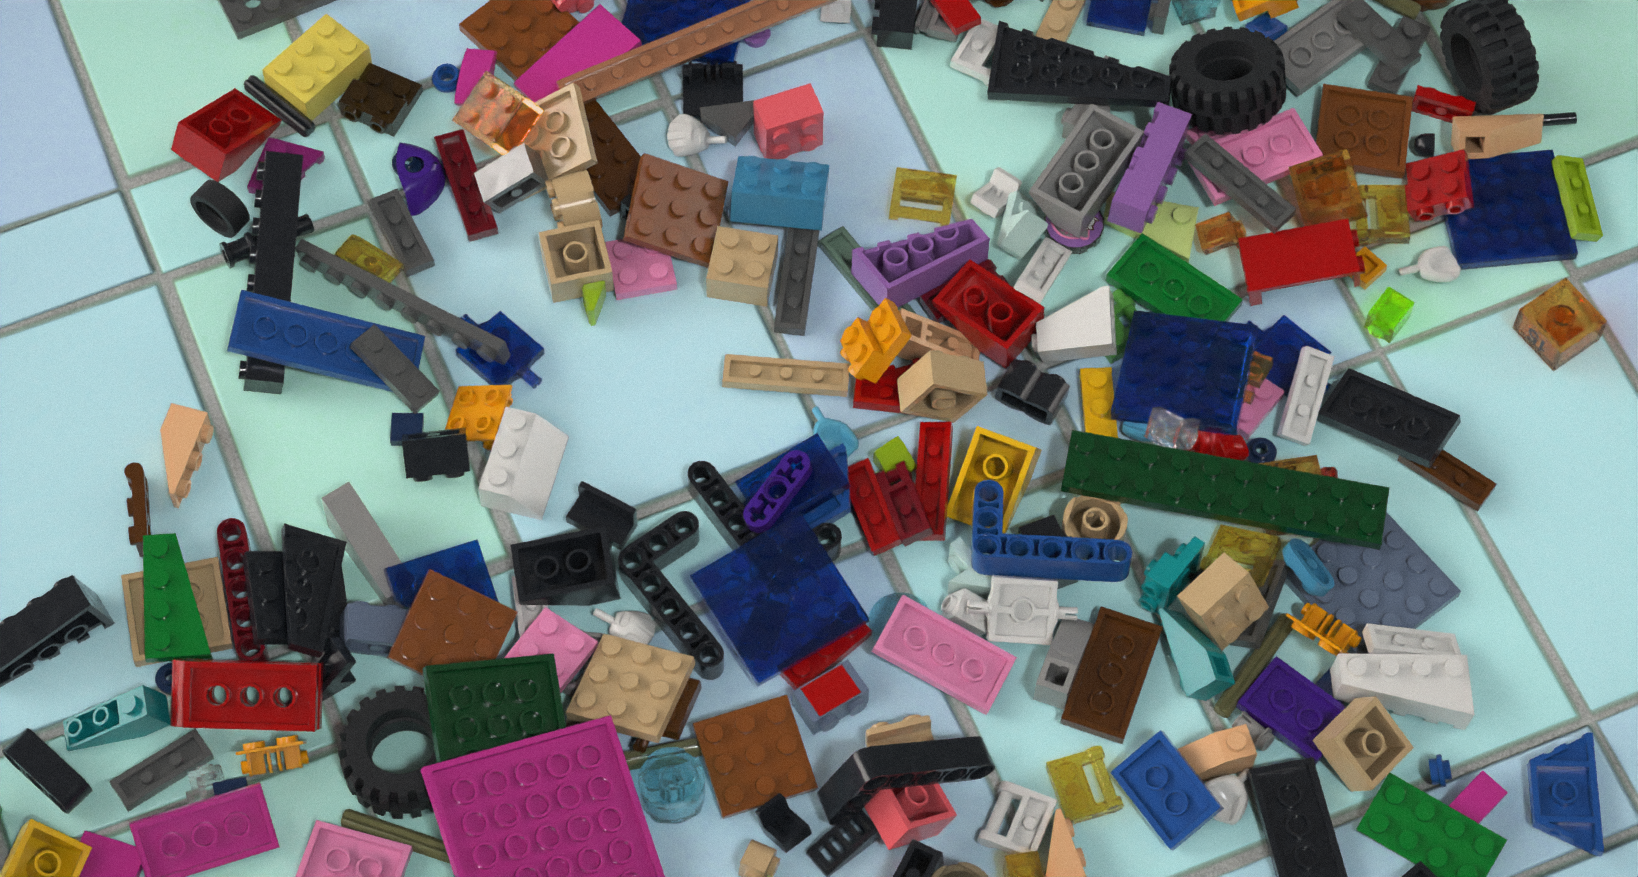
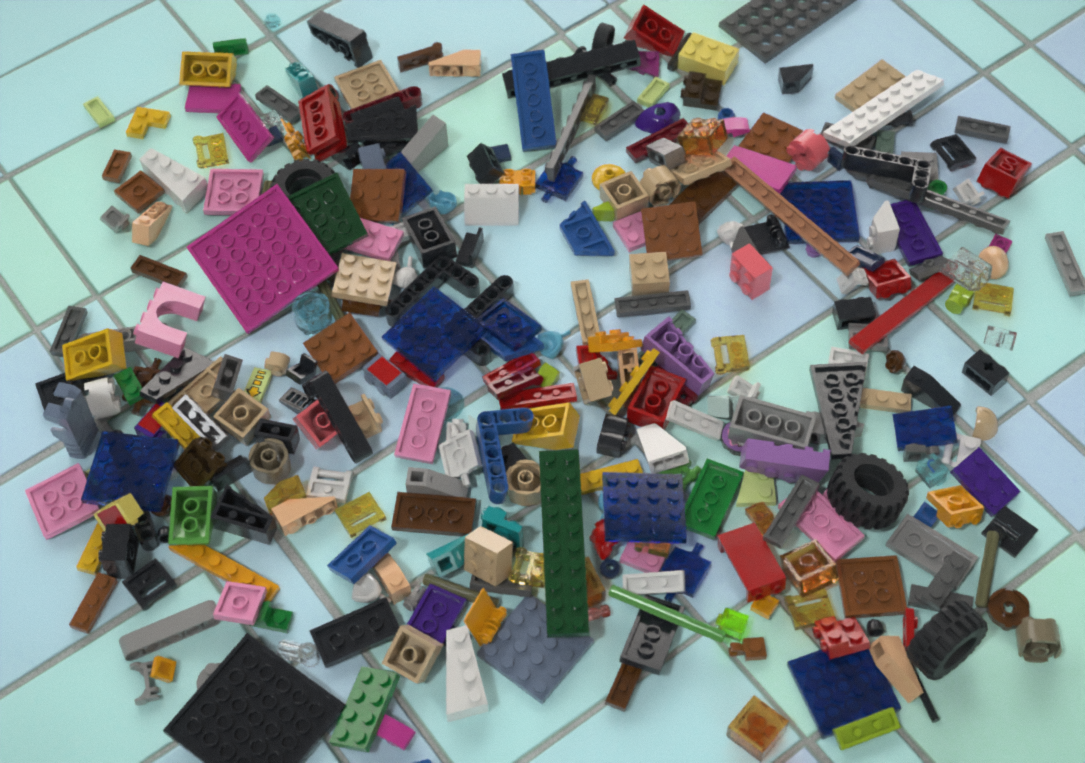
camera: 80 degrees right, 5 degrees down
(47, 771) = (268, 61): black beam -> none
(170, 608) = (356, 82): green wing -> none
(353, 170) = (653, 92): none -> yellowish green tile
(394, 369) = (529, 133): dark grey plate -> none
(494, 536) = (444, 201): none -> medium azure hair
(516, 291) = (605, 173): none -> yellow dish
(625, 339) = (585, 234): none -> blue wing
(779, 192) = (701, 278): dark azure brick -> none
(798, 478) = (482, 310): dark purple beam -> none
(952, 325) = (637, 373): none -> yellow plate
(1171, 430) = (592, 505): clear bracket -> none
(1308, 567) = (526, 603): dark azure plate -> none
(1363, 389) = (667, 613): none -> bright green axle
(1399, 640) = (491, 674): white plate -> none
(1427, 305) = (751, 648): none -> dark orange plate
(1435, 265) = (782, 648): white piece -> none
(1439, 770) = (410, 707): blue plate -> none

